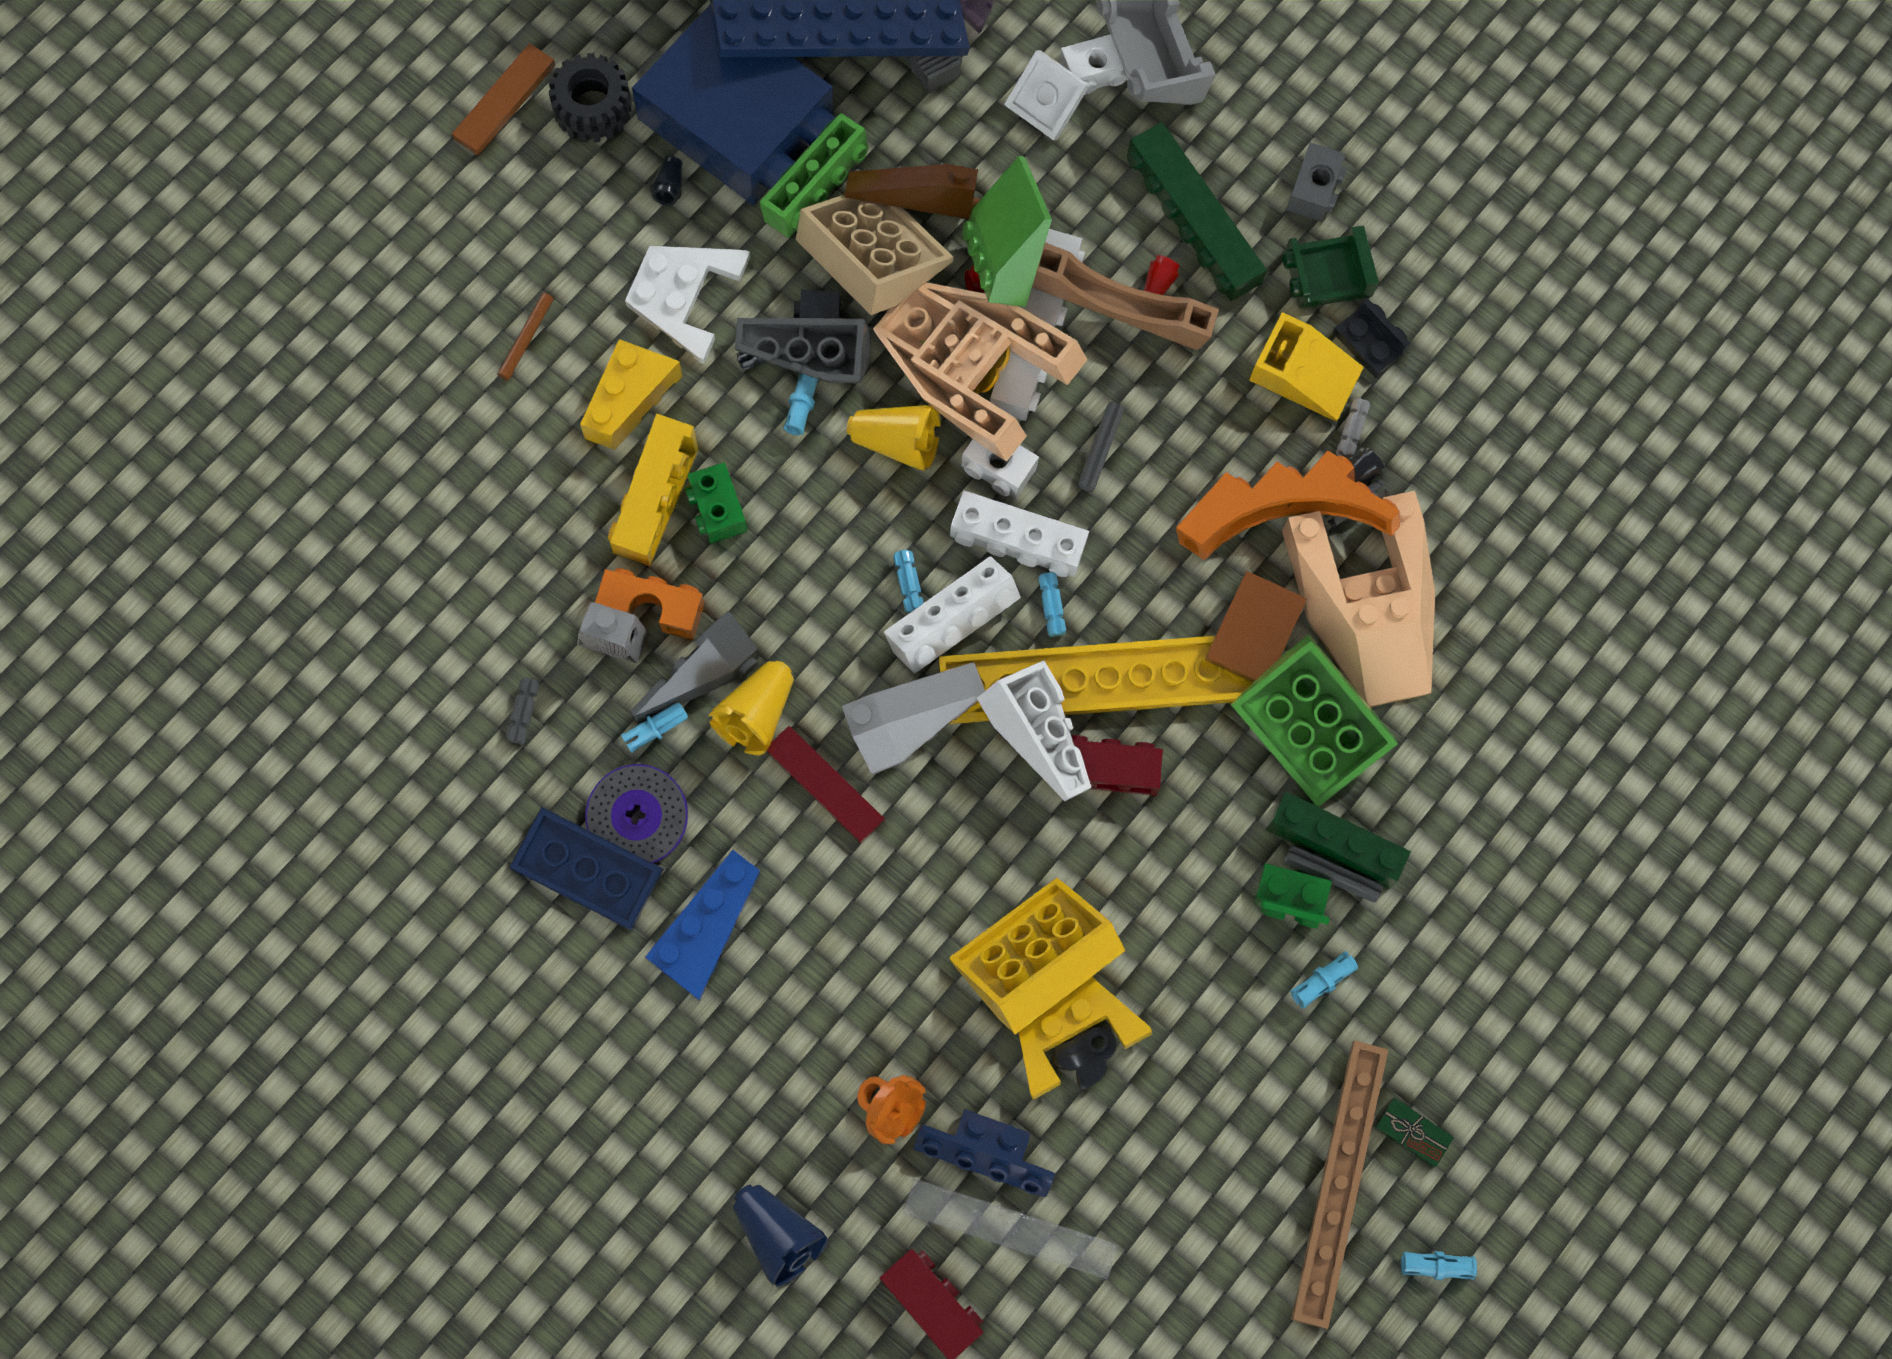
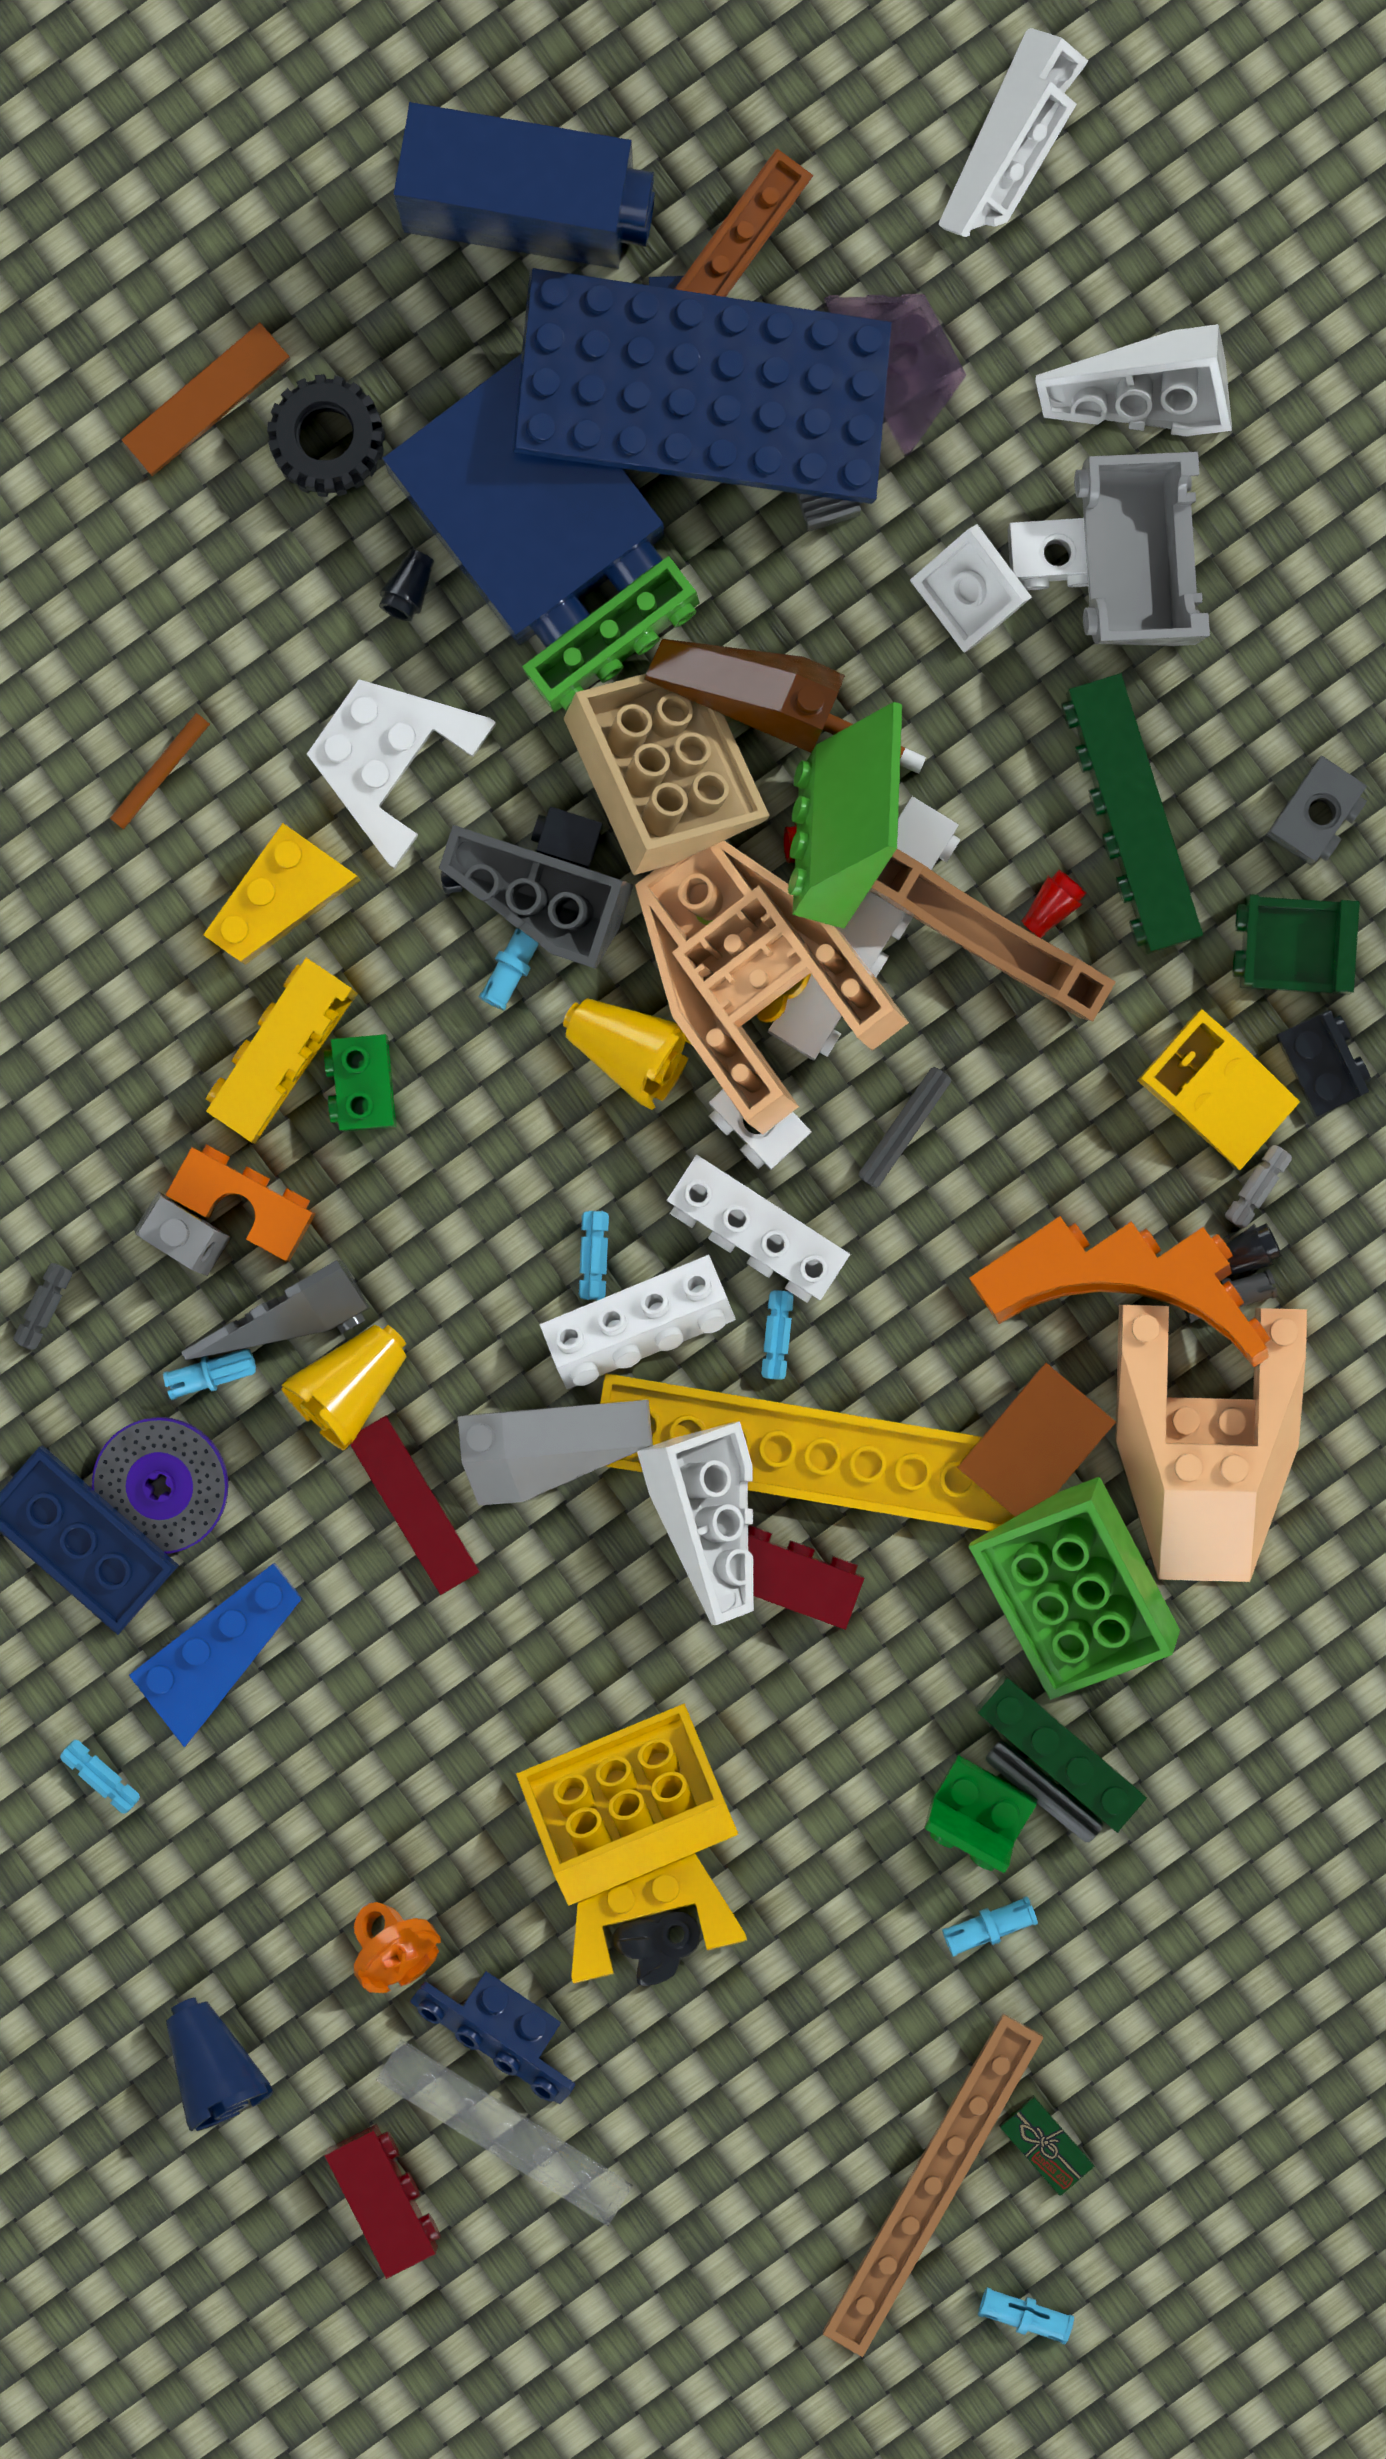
camera: 30 degrees right, 15 degrees up
(640, 1038) = (99, 1776): none -> medium azure axle

